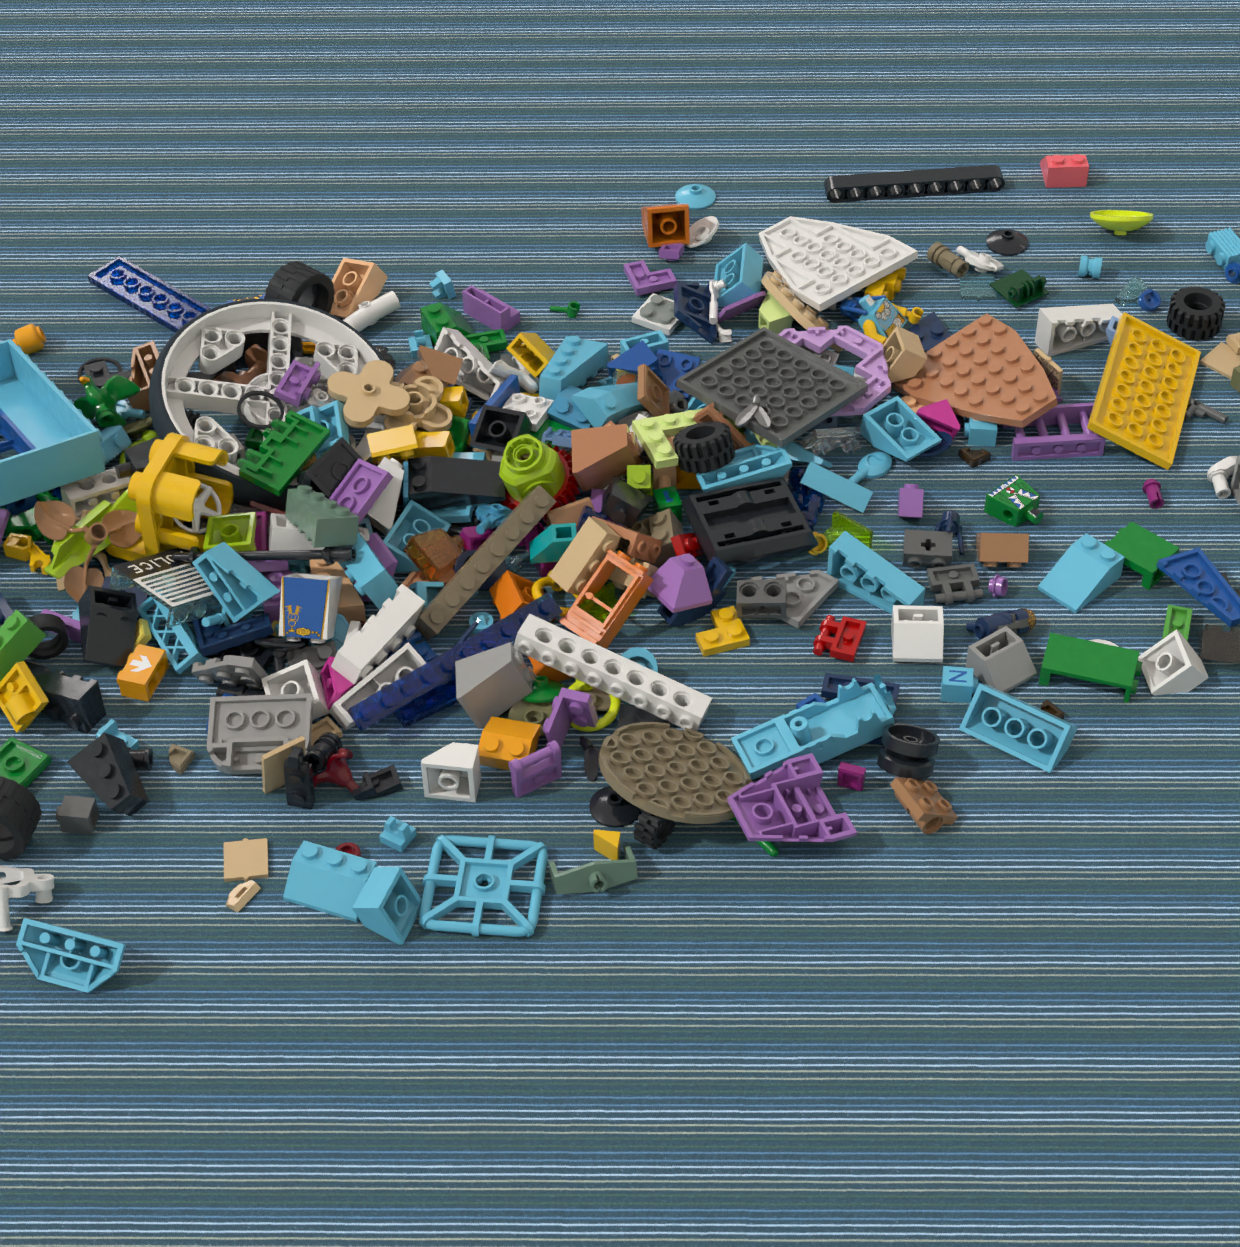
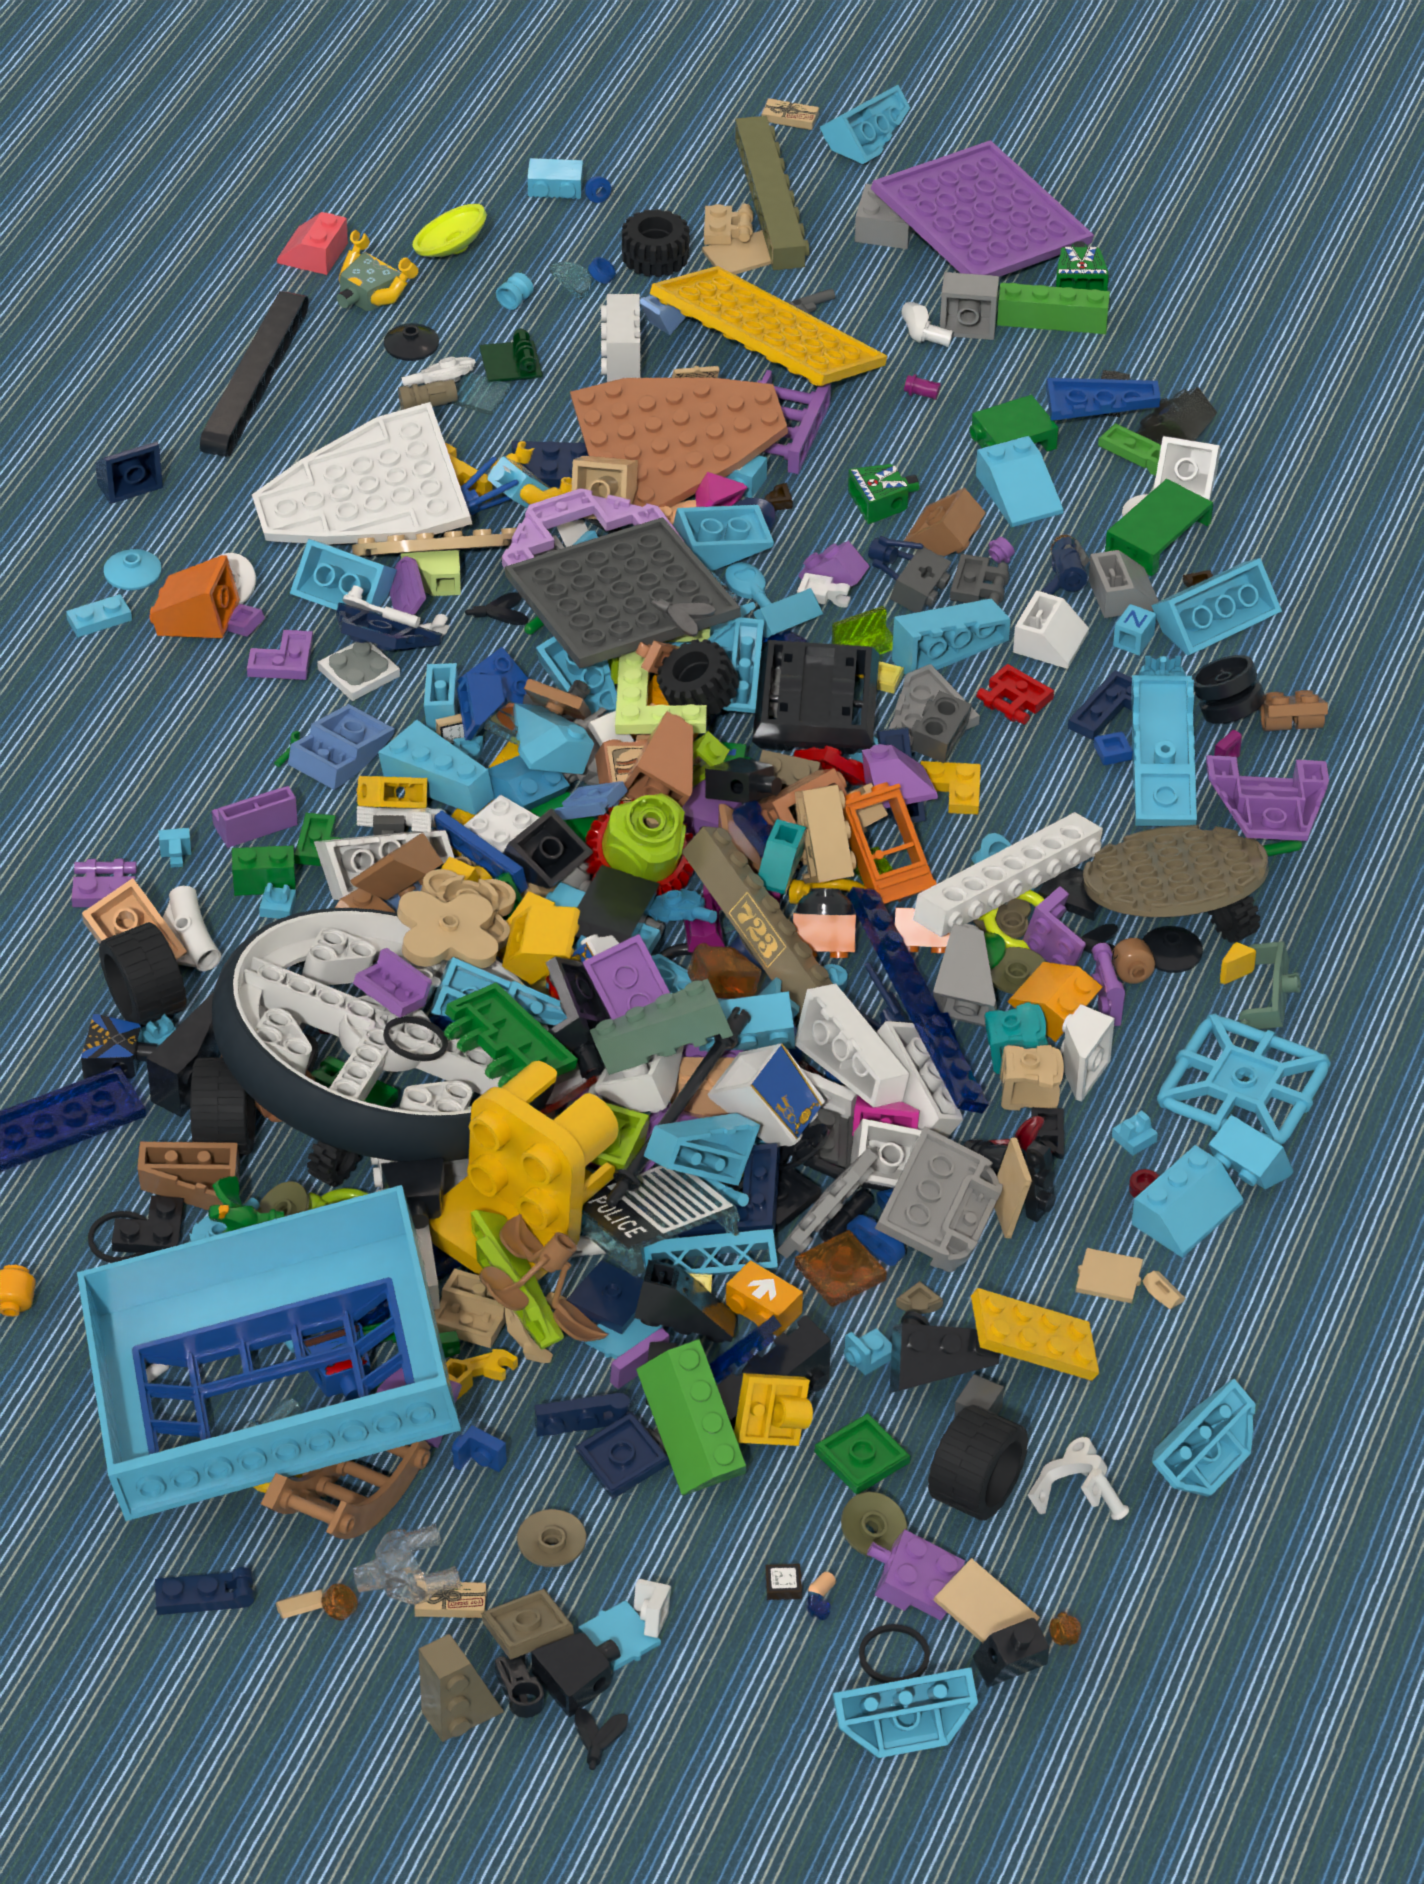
camera: 70 degrees left, 0 degrees up
(65, 662) = (740, 1352): none -> clear blue plate
(142, 820) = (1034, 1334): none -> yellow plate
(186, 705) = (840, 1268): none -> clear orange plate
(395, 271) = (91, 889): none -> medium lavender plate
(410, 747) = (1031, 1077): none -> tan piece
(451, 725) = (1016, 1027): none -> teal piece
(518, 581) = (825, 902): none -> black piece
(578, 321) = (339, 746): none -> medium blue slope
(578, 780) = (1133, 960): none -> medium nougat head
(640, 194) = (99, 615): none -> medium azure plate
(773, 161) = (130, 473): none -> dark blue slope
(816, 561) = (889, 677): none -> light yellow tile
(885, 501) = (825, 589): none -> white plate
(1045, 200) = (370, 281): none -> torso

